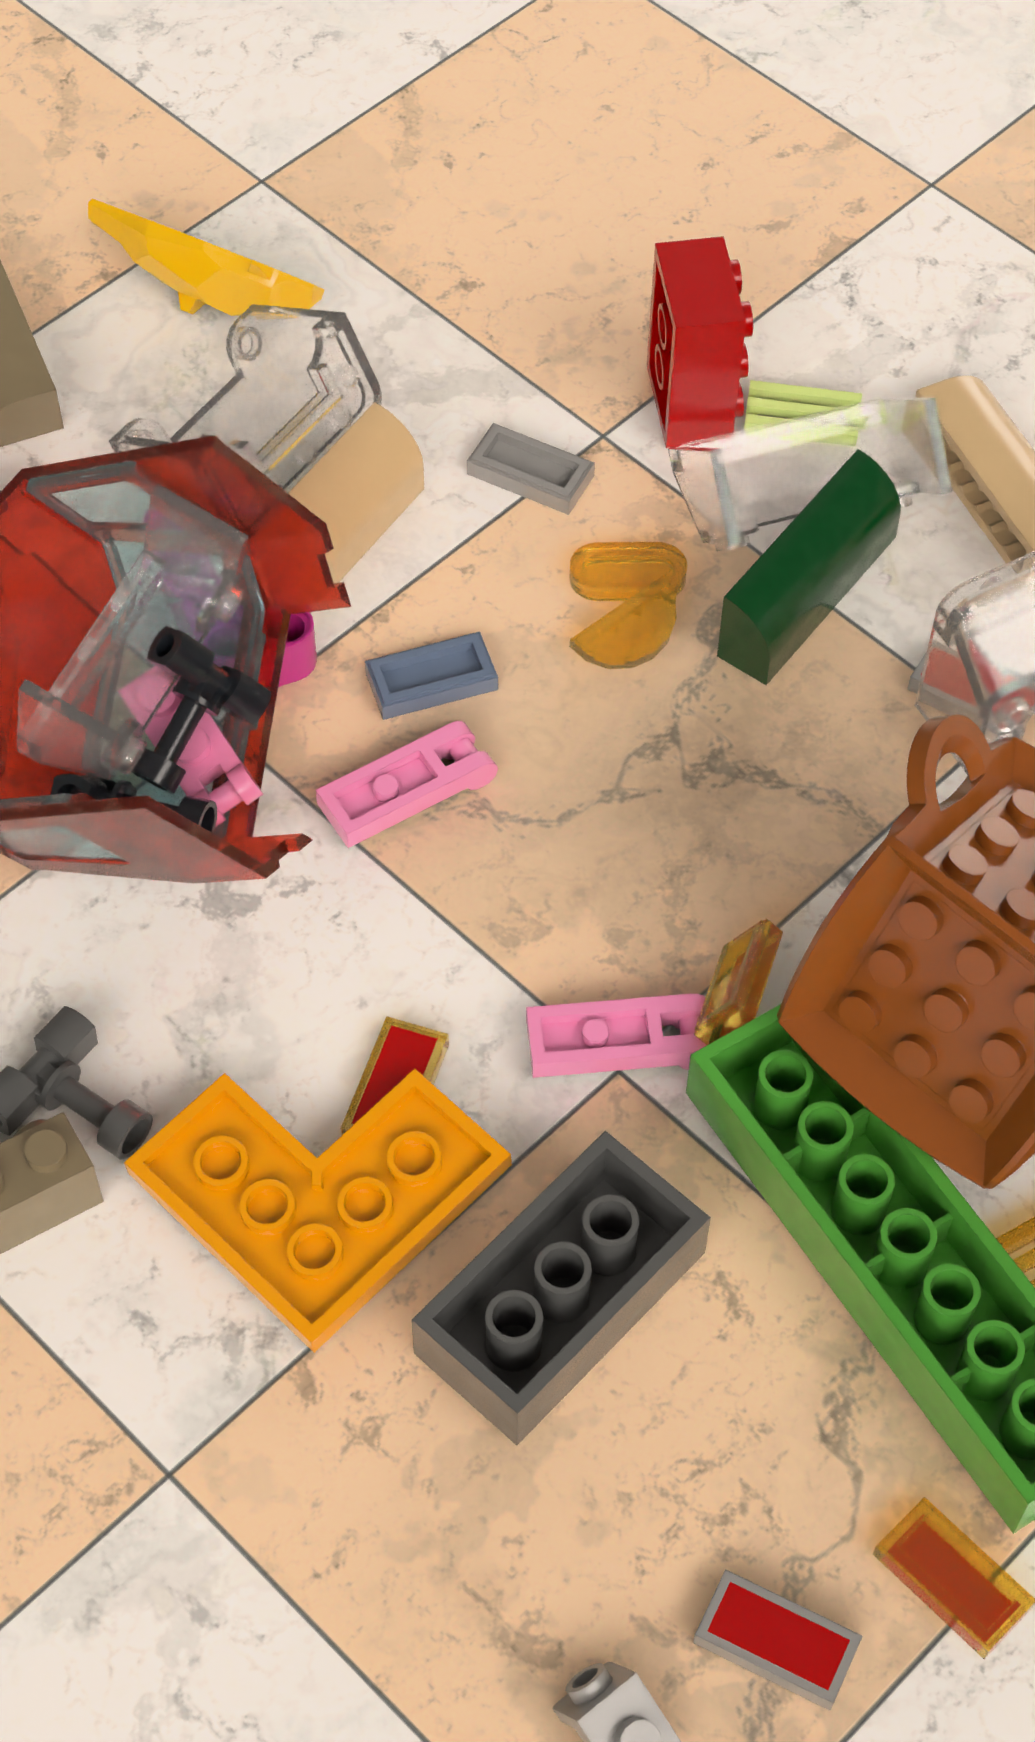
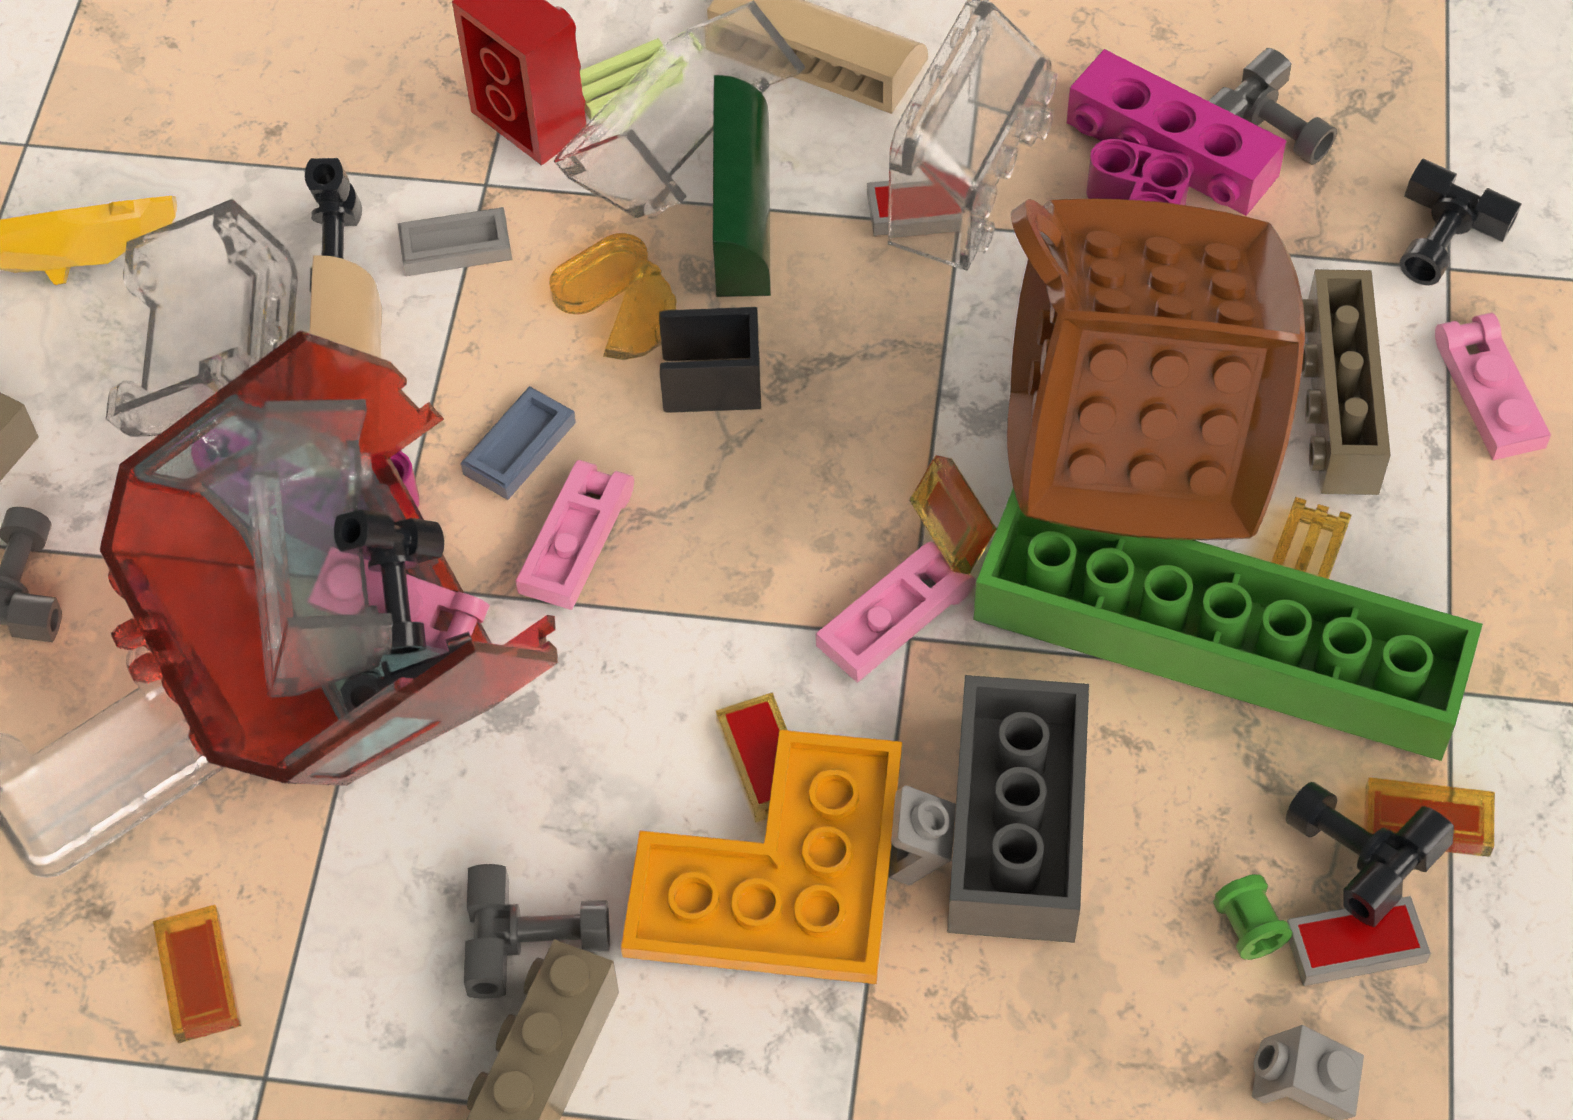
camera: 35 degrees left, 0 degrees up
(446, 372) = (337, 203): none -> black bar
(448, 1240) = (920, 834): none -> light grey bracket
(635, 730) = (710, 336): none -> black piece
(693, 1542) = (1252, 917): none -> bright green bush
(861, 1577) = (1383, 856): none -> black bar

